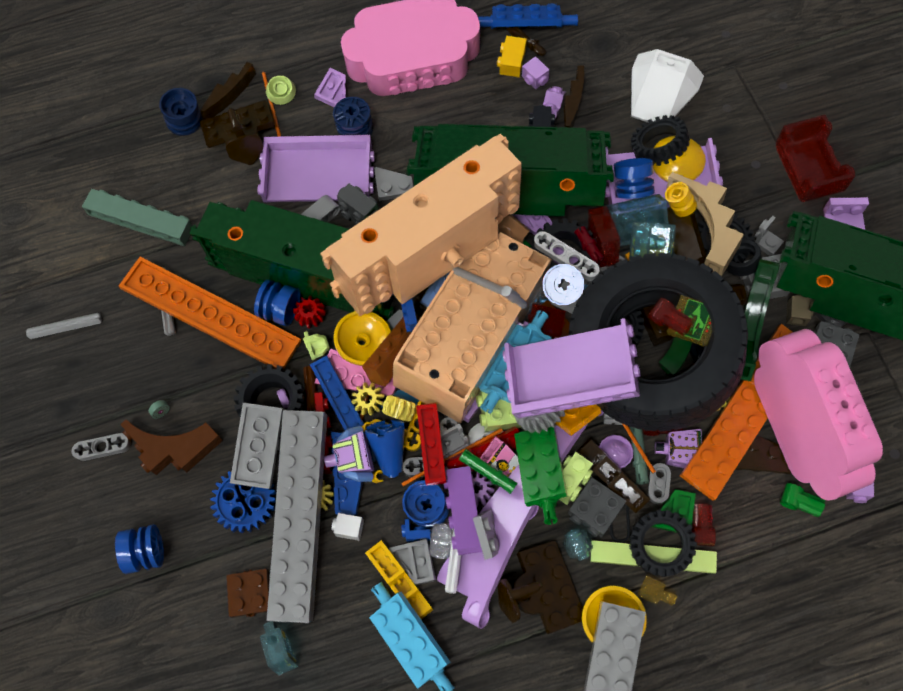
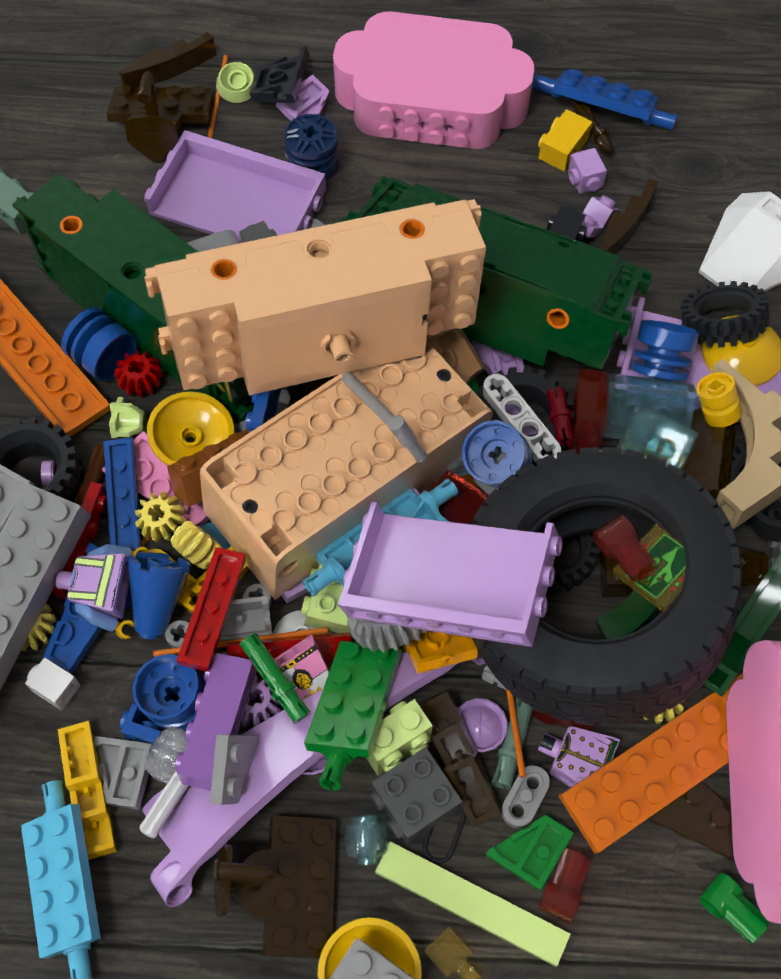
camera: 15 degrees right, 5 degrees down
(180, 111) = (93, 64): dark blue wheel -> none
(310, 78) = (280, 79): none -> black wing
(685, 533) = (529, 872): black tyre -> none

